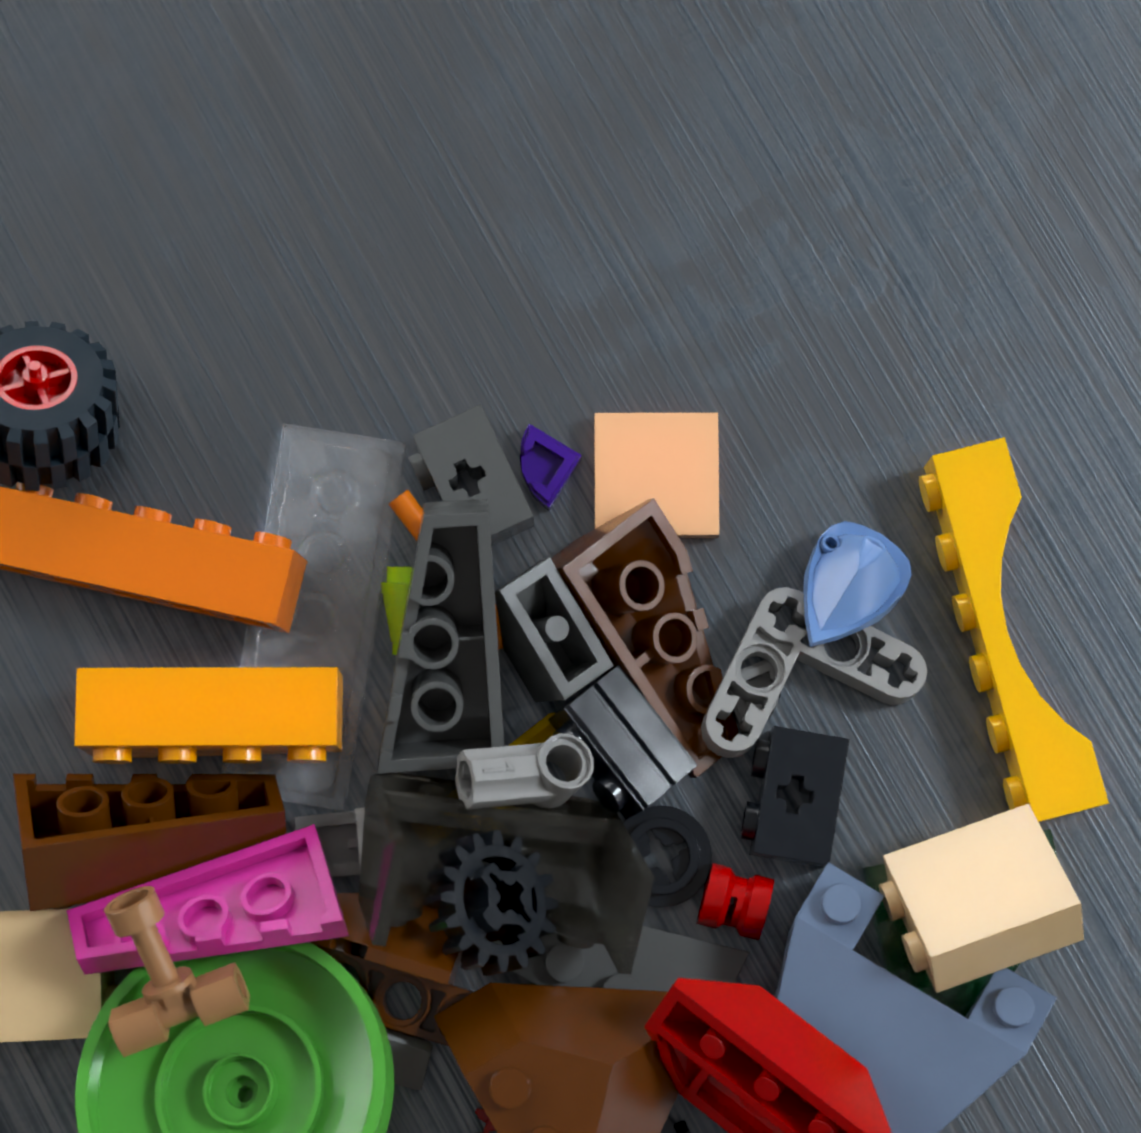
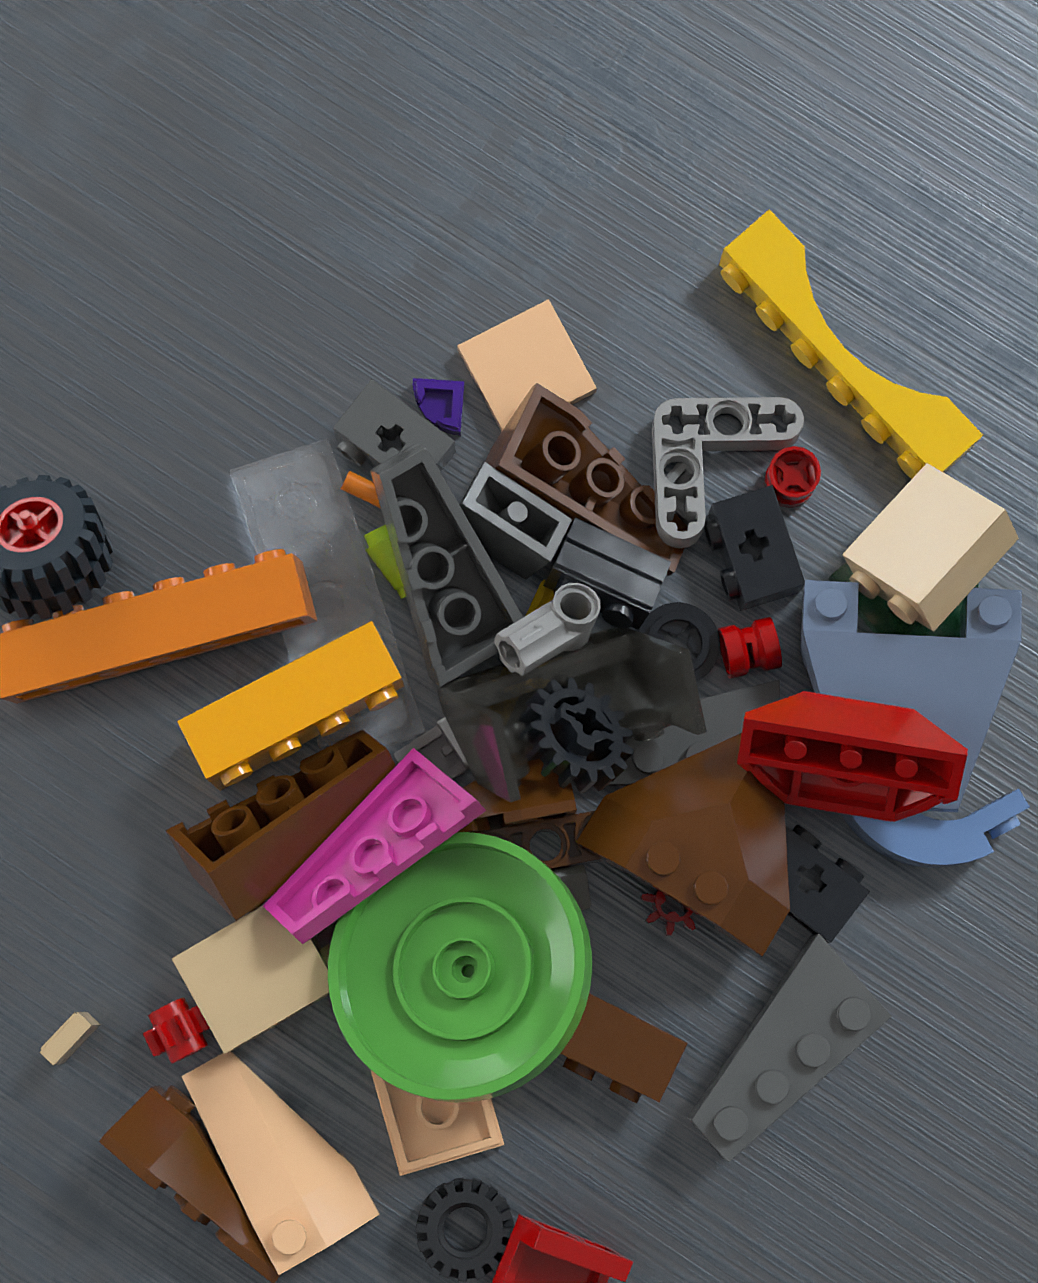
camera: 30 degrees left, 0 degrees up
(172, 992) = (377, 920): medium nougat bar -> none
(851, 581) = (711, 372): medium blue piece -> none
(888, 735) = (799, 469): none -> red wheel

